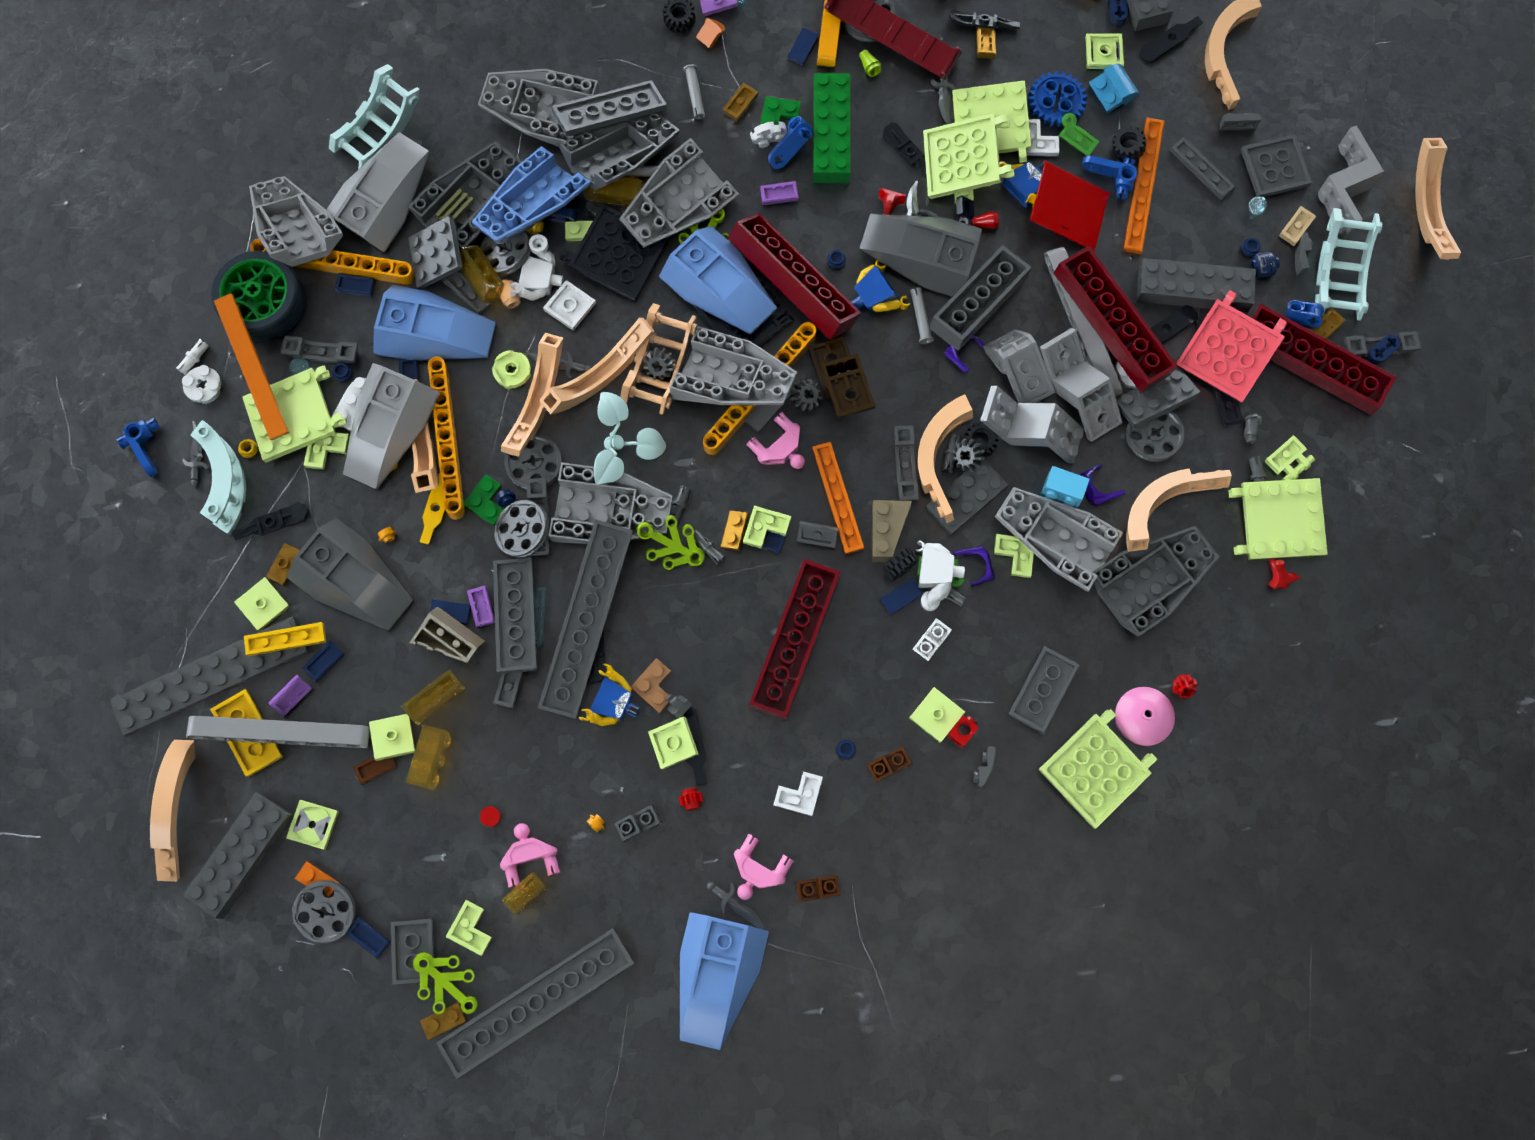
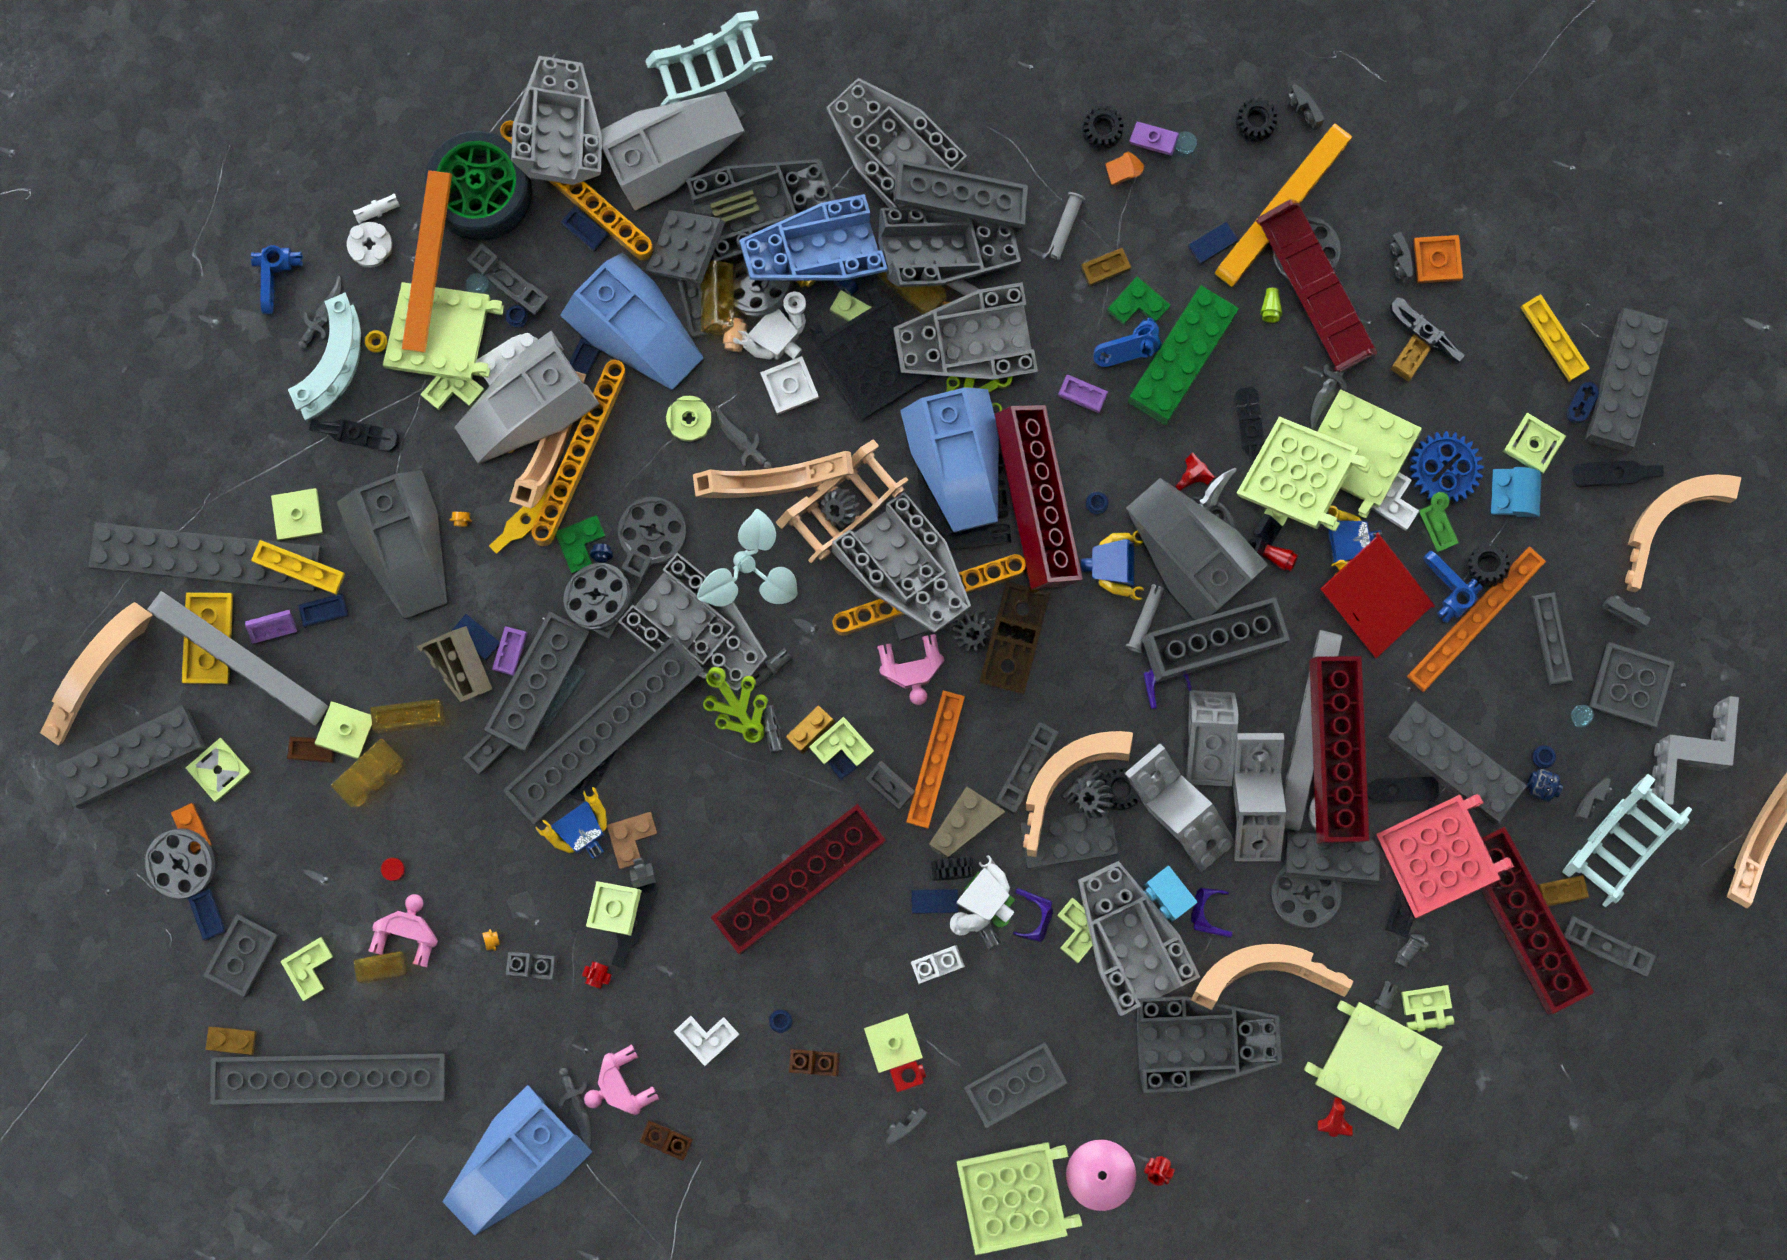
camera: 30 degrees right, 5 degrees up
(282, 564) = (341, 485): pearl gold plate -> none
(442, 980) = (252, 1002): lime plant -> none
(533, 411) = (680, 480): light nougat arch -> none
(768, 133) = (1106, 321): white plate -> none
(1297, 226) = (1609, 764): tan plate -> none
(1304, 313) = (1547, 864): blue piece -> none
(1386, 352) = (1605, 948): dark blue beam -> none

